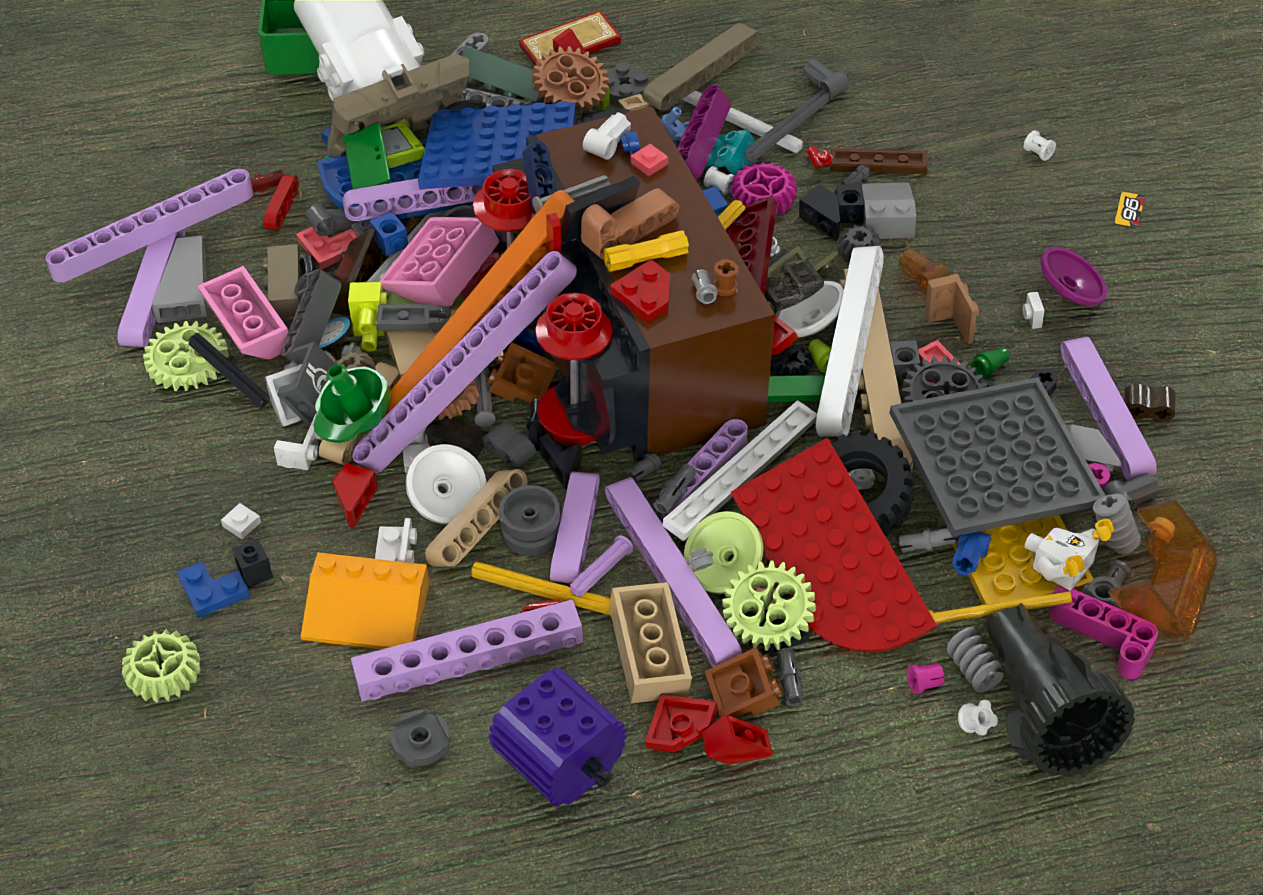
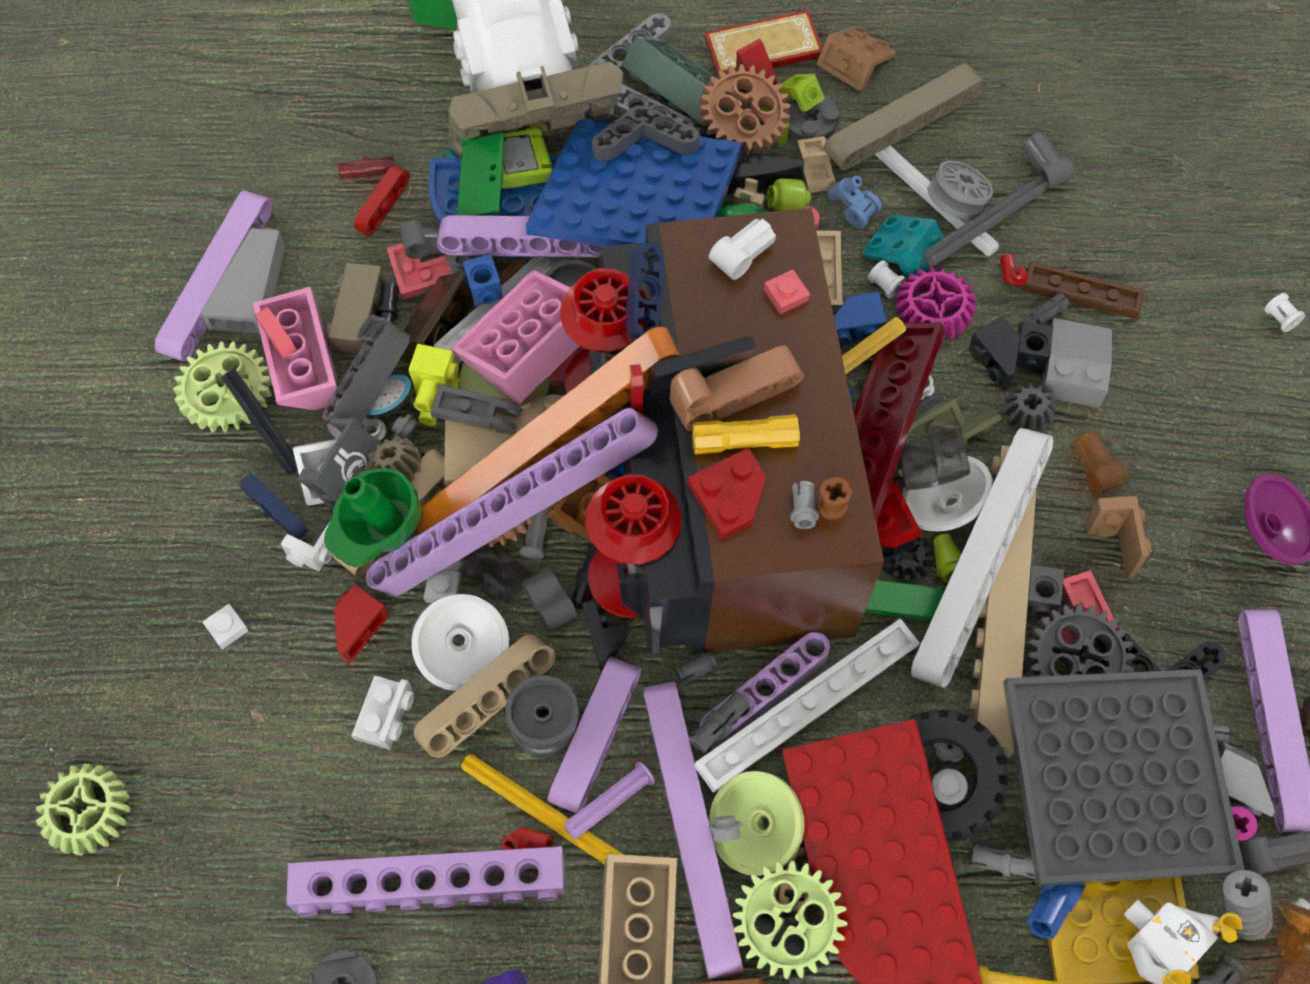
camera: 15 degrees right, 15 degrees up
(149, 225) = (223, 207): lavender beam -> none
(211, 595) = (163, 718): blue plate -> none
(226, 298) = (275, 333): none -> coral beam
(252, 563) = (218, 694): black brick -> none
(254, 428) = (273, 506): none -> dark blue beam
(364, 601) = (329, 781): light orange slope -> none
(495, 100) = (645, 122): none -> dark grey beam
(577, 192) = (682, 324): light grey axle -> none
(615, 62) = (803, 89): none -> lime bracket
(630, 142) = (768, 263): blue plate -> none
(646, 35) = (853, 55): none -> medium nougat bracket
(704, 129) = (880, 213): magenta beam -> none
(760, 107) = (960, 190): none -> light grey wheel
(867, 481) = (949, 786): none -> light grey plate
(988, 362) = (1146, 615): green cone -> none
(1033, 310) = (1219, 553): white plate -> none

